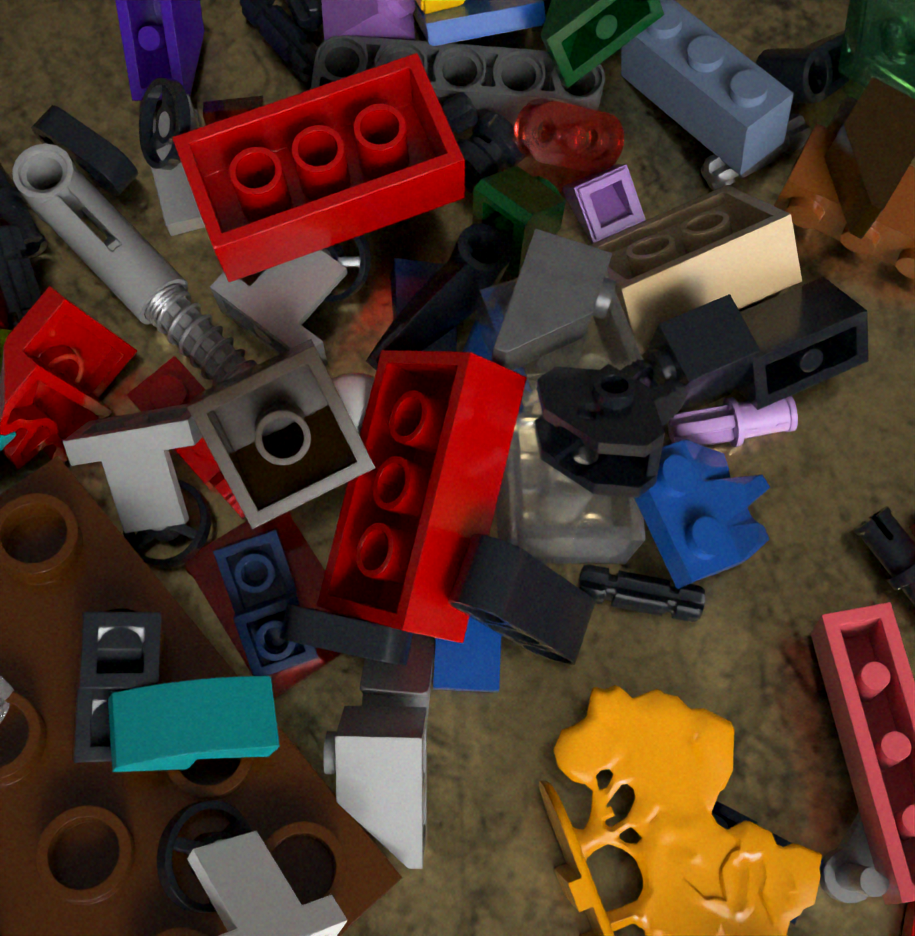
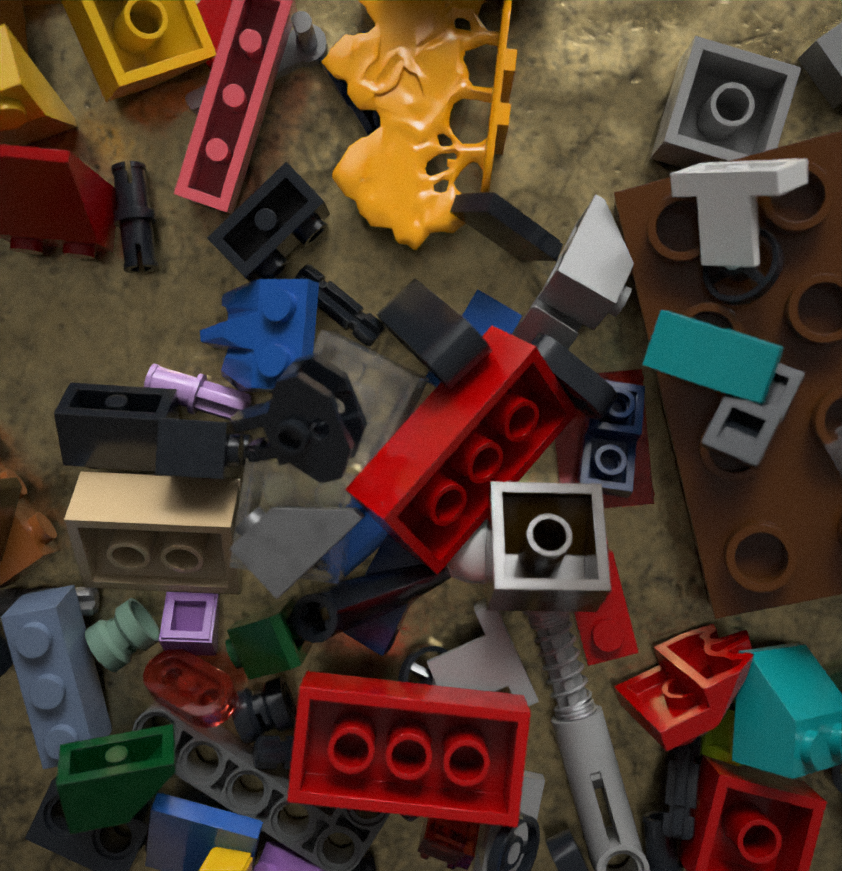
camera: 155 degrees left, 15 degrees up
(143, 475) = (657, 591): light grey piece -> none
(505, 770) = (506, 226): none -> black tile
(667, 146) = (119, 637): none -> sand green wheel
(764, 632) = (271, 225): none -> black brick

